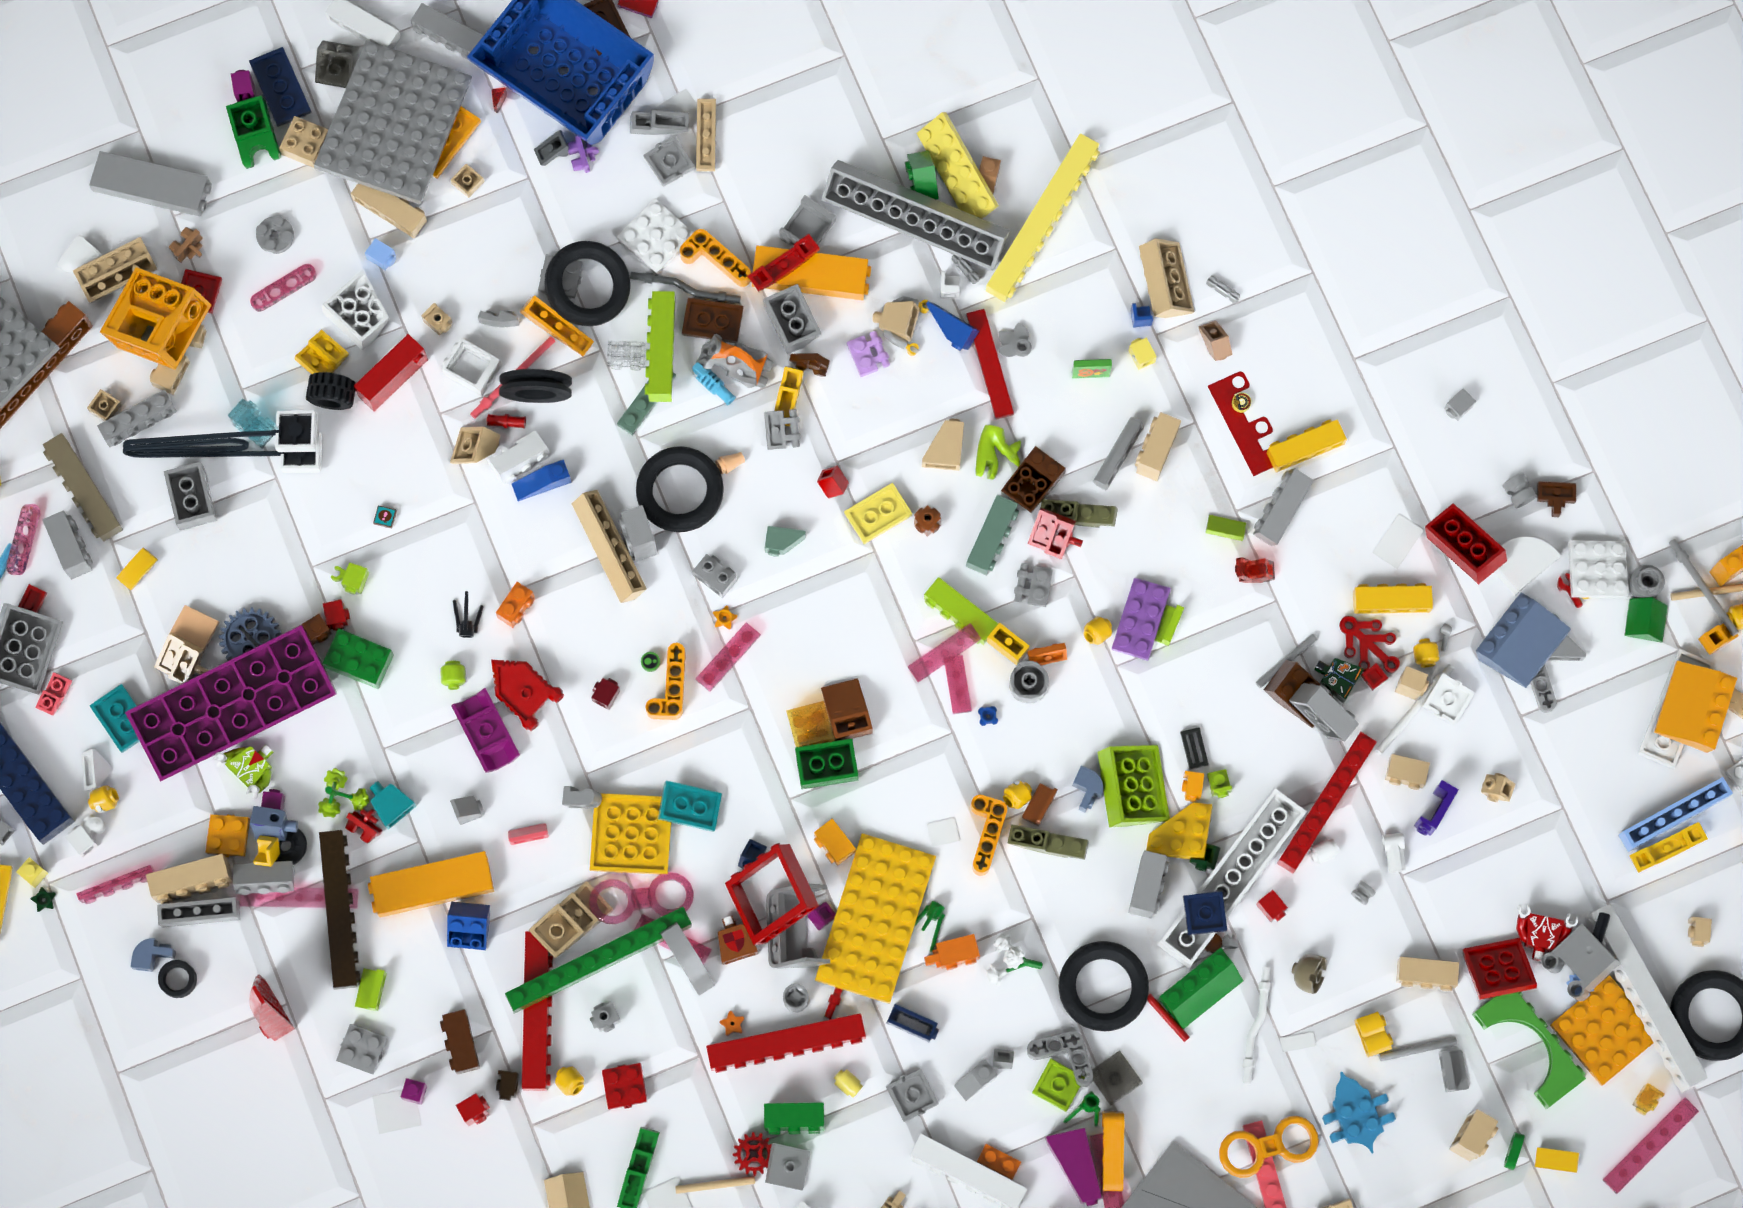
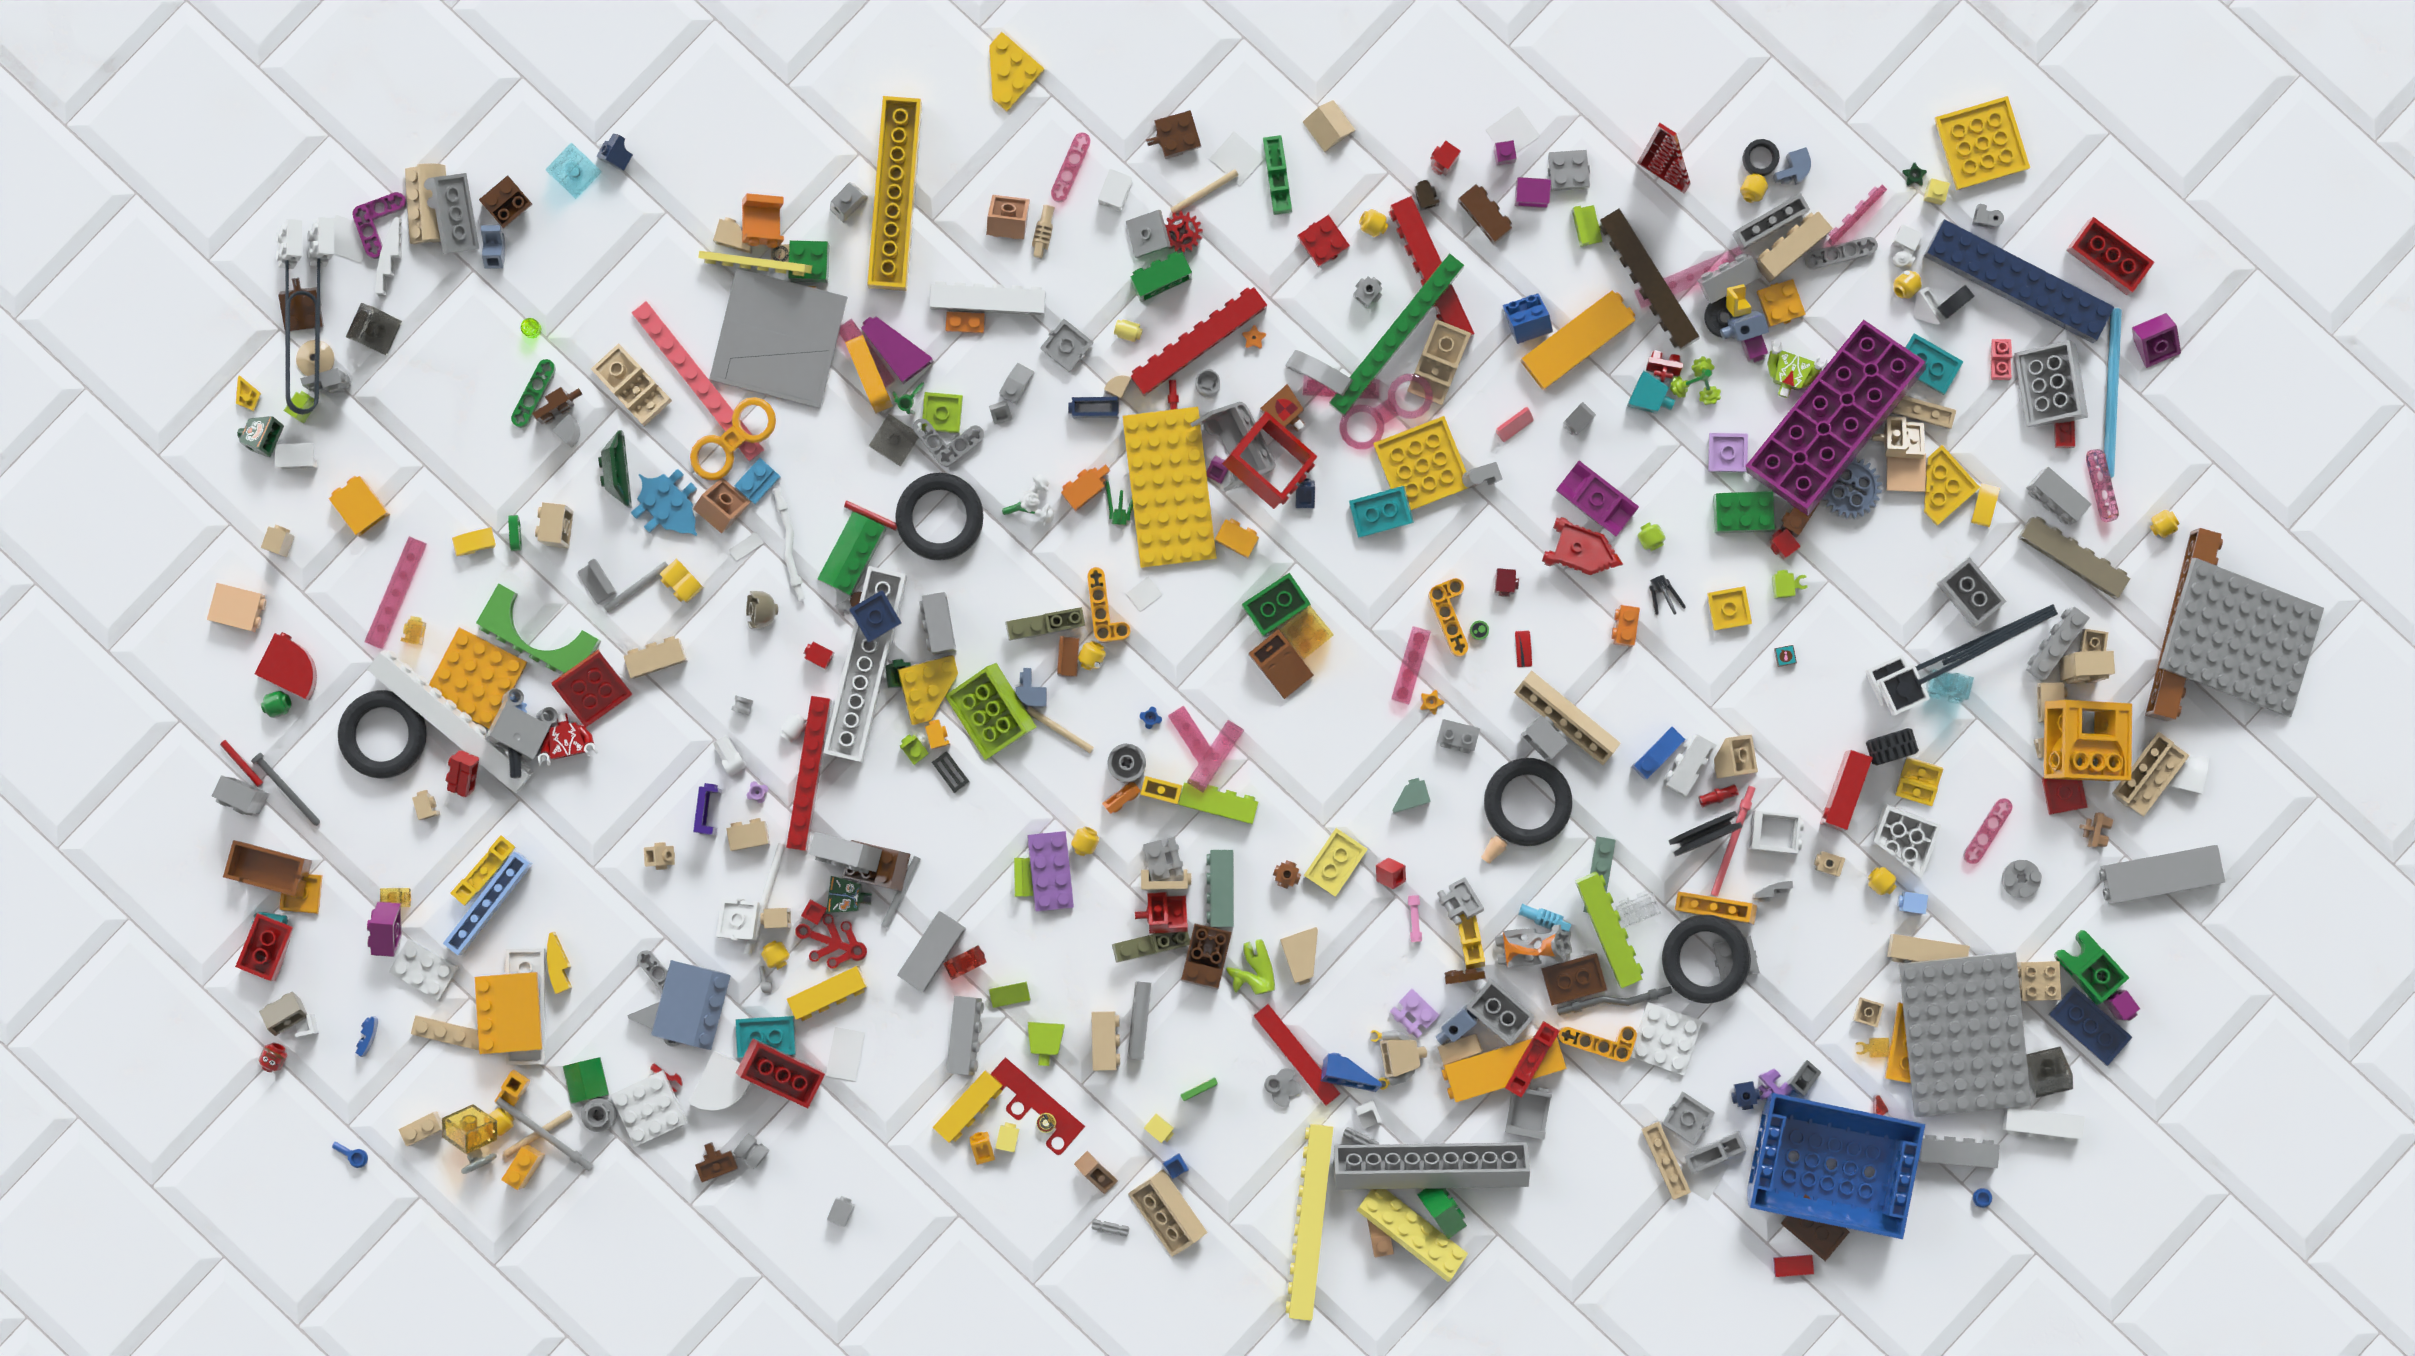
camera: 155 degrees right, 10 degrees up
(67, 761) = (1955, 301): none -> black tyre
(121, 379) = (2087, 667): none -> tan brick
(145, 674) = (1925, 412): none -> tan plate
(148, 858) = (1841, 254): none -> light grey beam
(163, 601) = (1945, 485): none -> yellow plate
(198, 952) = (1754, 188): none -> yellow head
(345, 720) = (1727, 452): none -> lavender plate
(398, 284) = (1882, 881): none -> yellow head
(406, 1041) = (1532, 192): none -> magenta piece
(414, 580) = (1729, 608): none -> yellow plate
(475, 149) = (1877, 1047): none -> clear yellow plate
(609, 157) = (1740, 1089): none -> dark blue brick
(617, 628) = (1523, 648): none -> red sticker
(823, 448) = (1413, 902): none -> bright pink bar
(835, 324) = (1463, 1020): none -> sand blue torso
(842, 305) = (1460, 1049): none -> tan slope
(881, 1034) = (1117, 386): none -> tan brick
(1041, 557) = (1164, 885): none -> tan panel
(1076, 741) = (1059, 729): none -> tan bar
(1210, 472) = (1045, 1040): none -> lime torso
(1261, 1098) = (757, 481): none -> dark azure plate
(1280, 593) = (931, 951): none -> light grey brick
(1282, 403) = (1007, 1137): none -> light yellow brick
(1305, 1089) = (721, 505): none -> nougat slope
(1308, 405) = (982, 1147): none -> light orange bracket
(1382, 803) = (752, 792): none -> lavender plate
(1393, 1167) = (615, 469): none -> dark green wedge
(1461, 589) = (772, 1031): none -> teal plate
(1631, 732) = (557, 963): none -> yellow slope
(1653, 943) = (462, 773): none -> red brick

